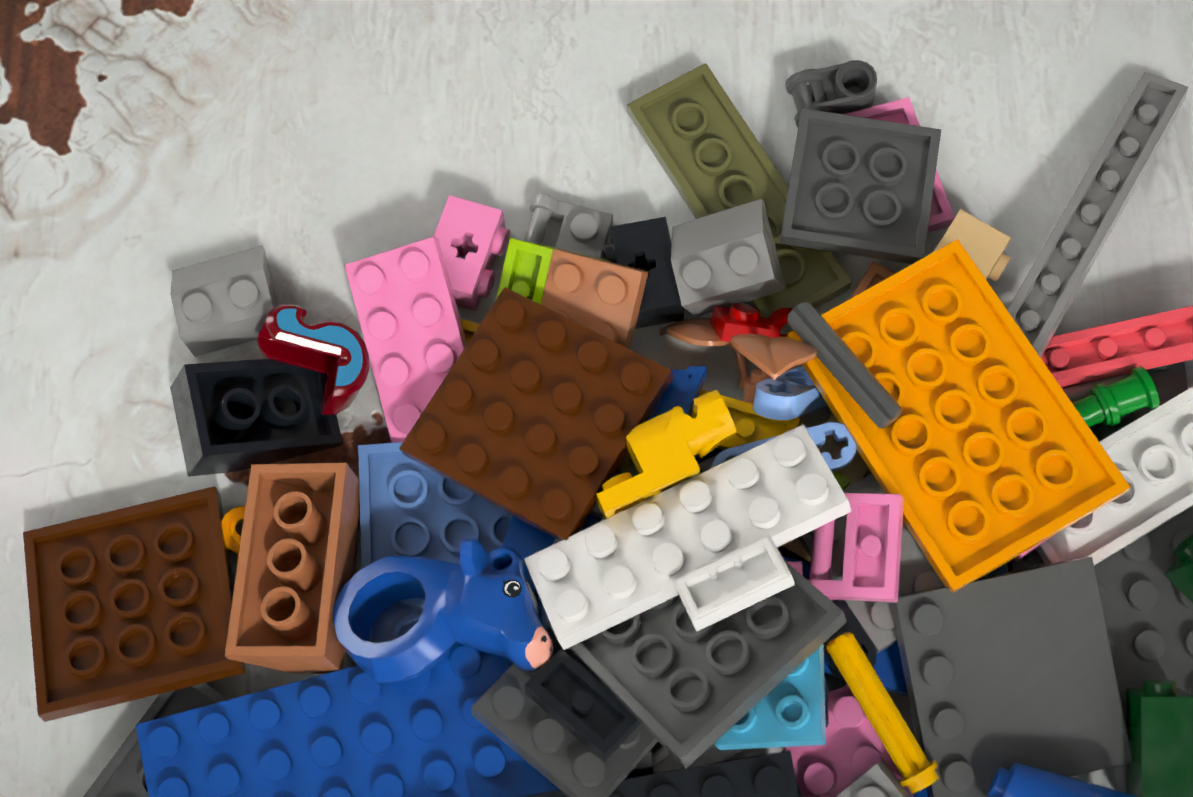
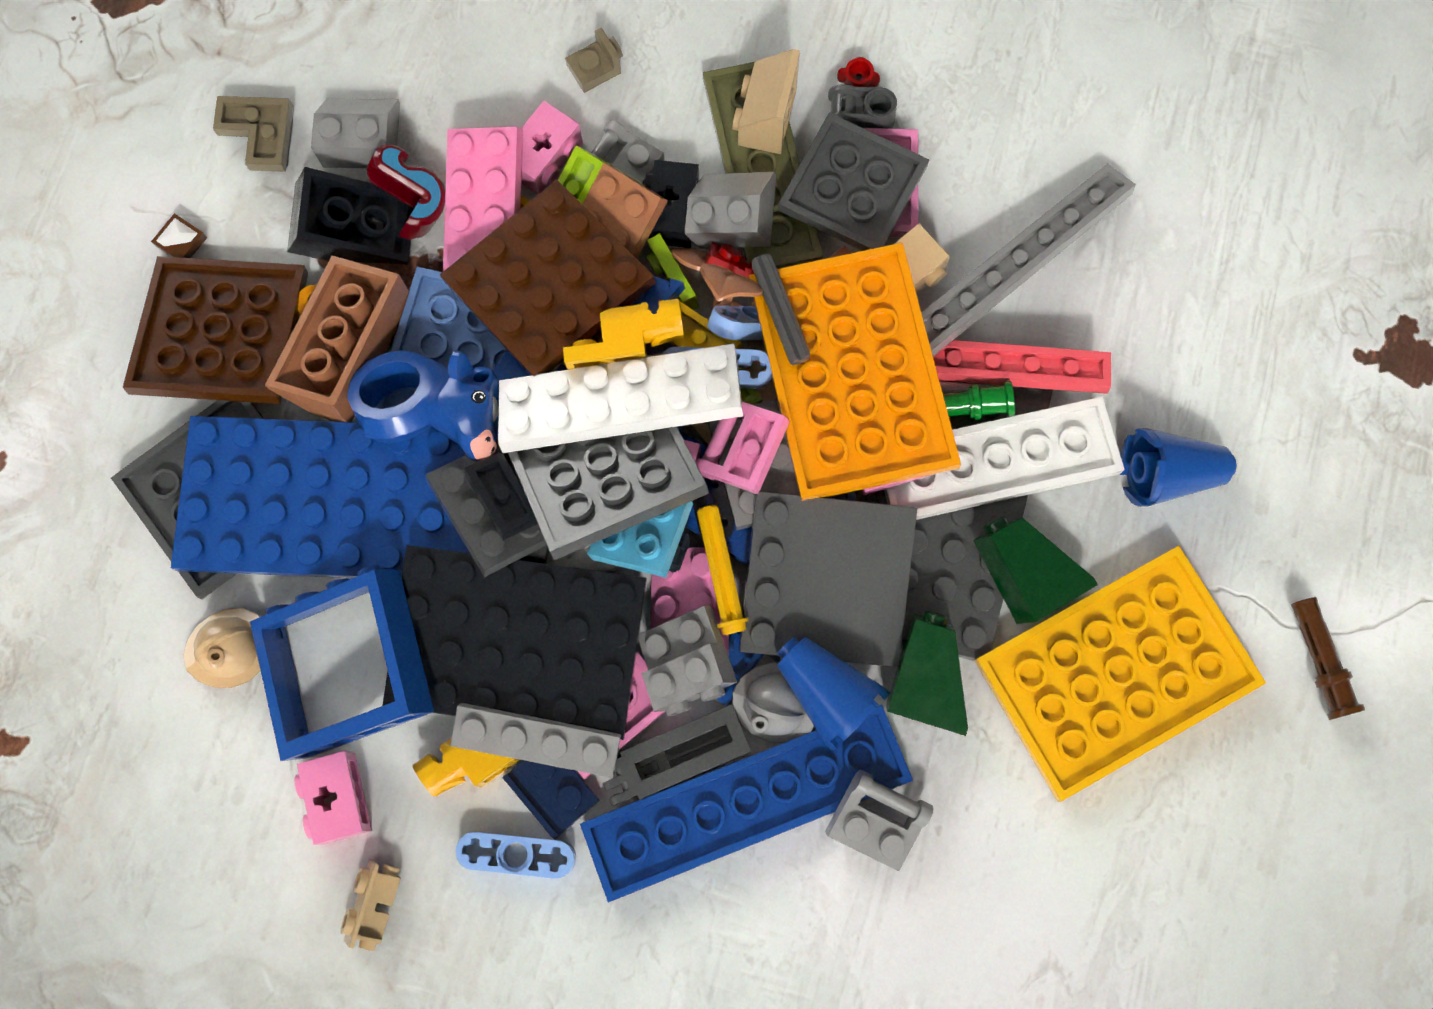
camera: 15 degrees right, 5 degrees up
(41, 500) = (179, 238): none -> tile
(106, 323) = (263, 122): none -> dark tan plate
(491, 129) = (596, 61): none -> dark tan bracket
(663, 348) = (663, 262): none -> lime plate
(726, 117) = (768, 102): none -> tan slope
(733, 582) = (635, 439): white plate -> none
(812, 43) = (859, 67): none -> red plate

